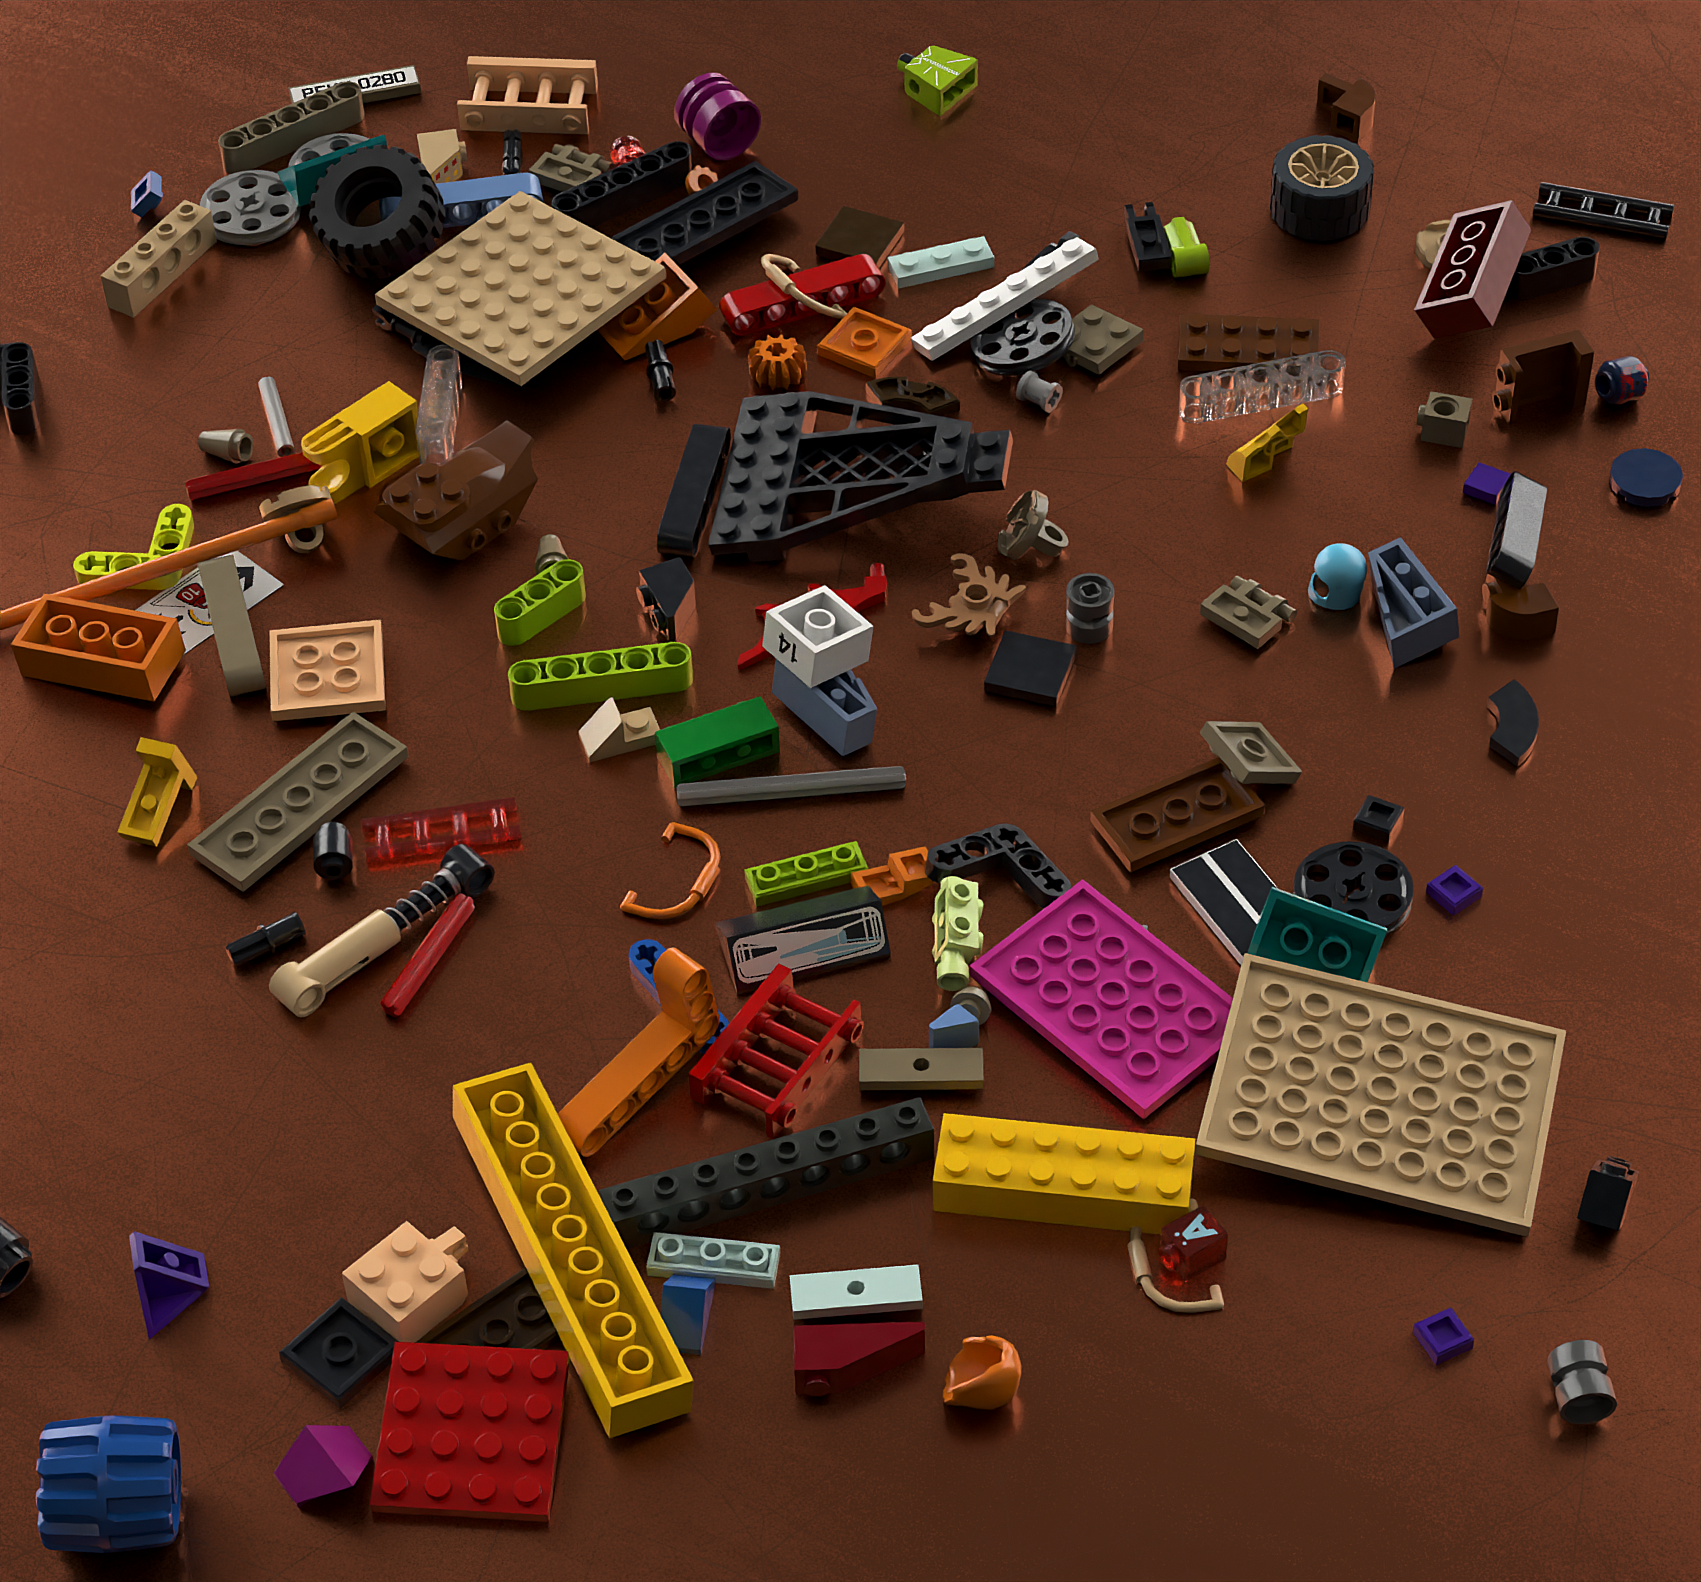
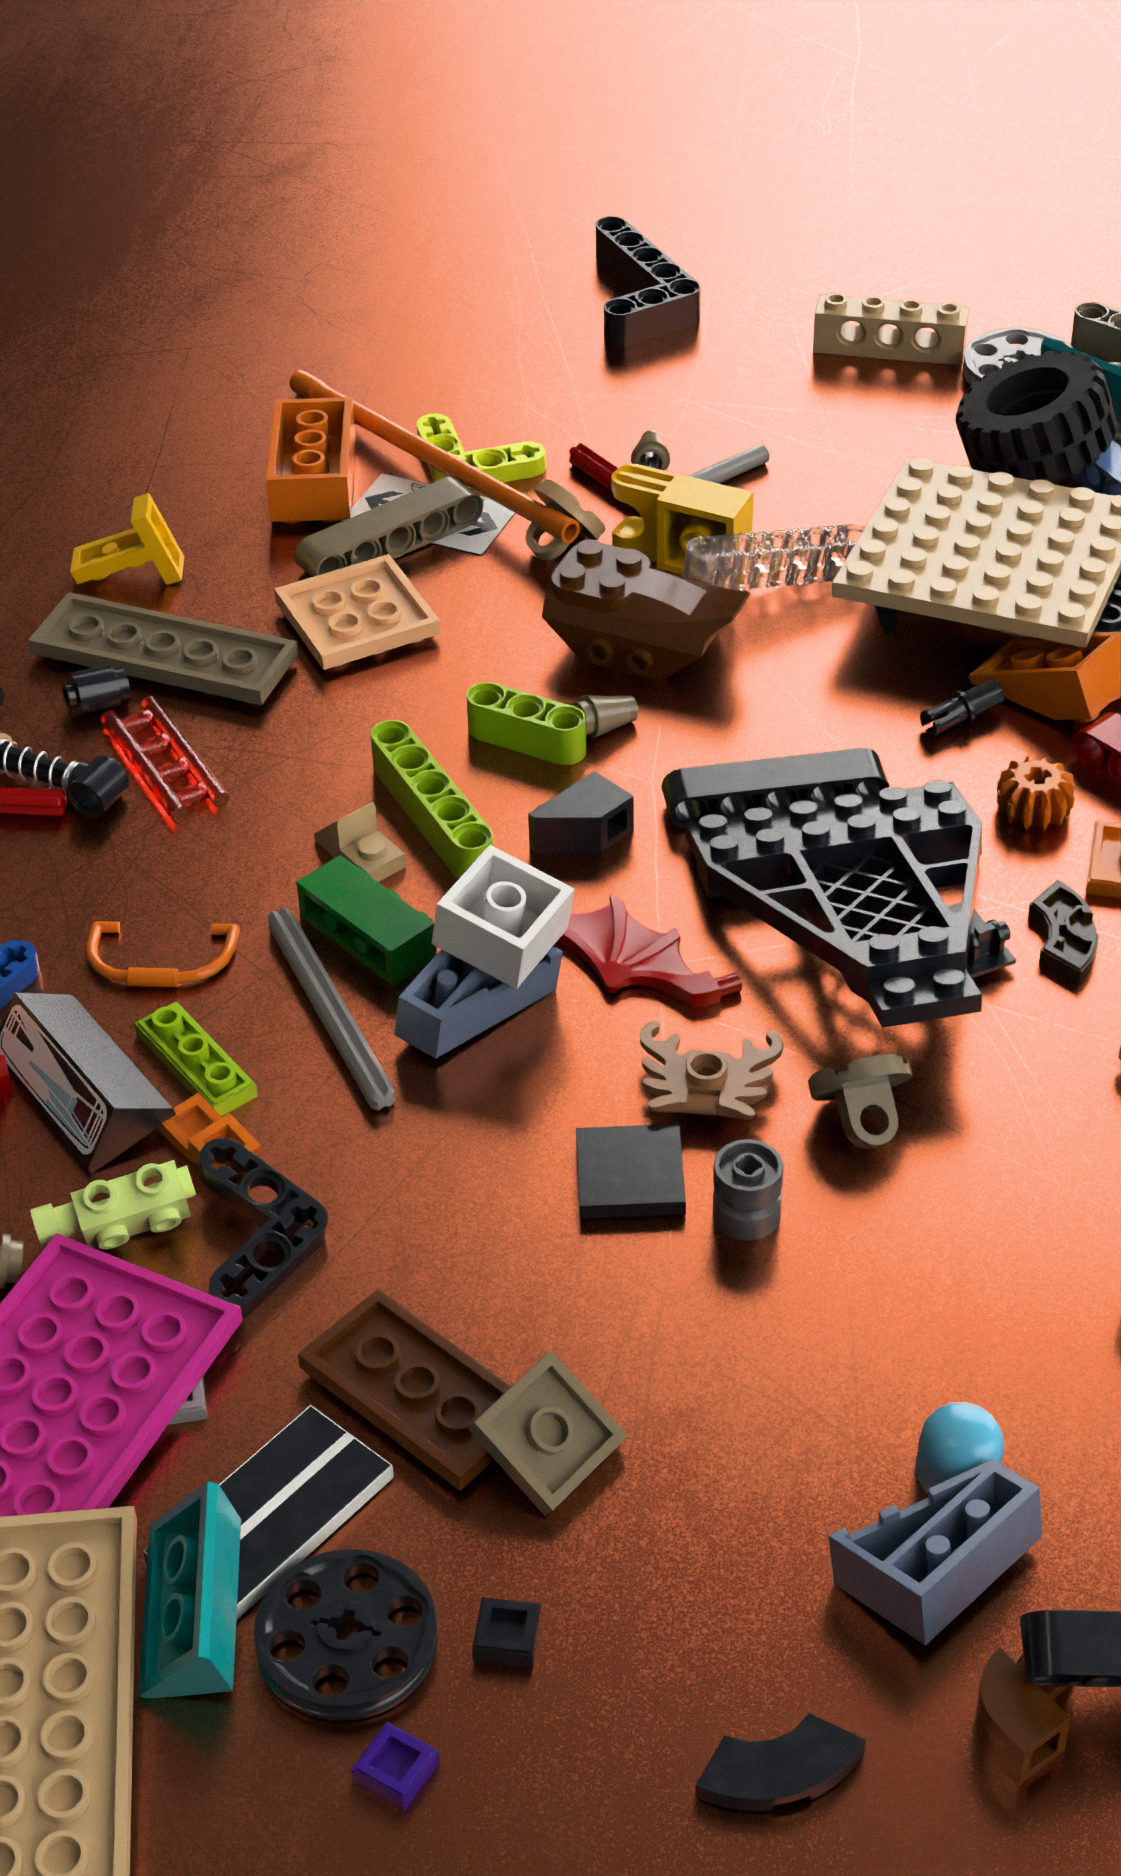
camera: 70 degrees right, 5 degrees down
(146, 194) = (985, 297): blue plate -> none
(1247, 611) = (829, 1368): dark tan plate -> none

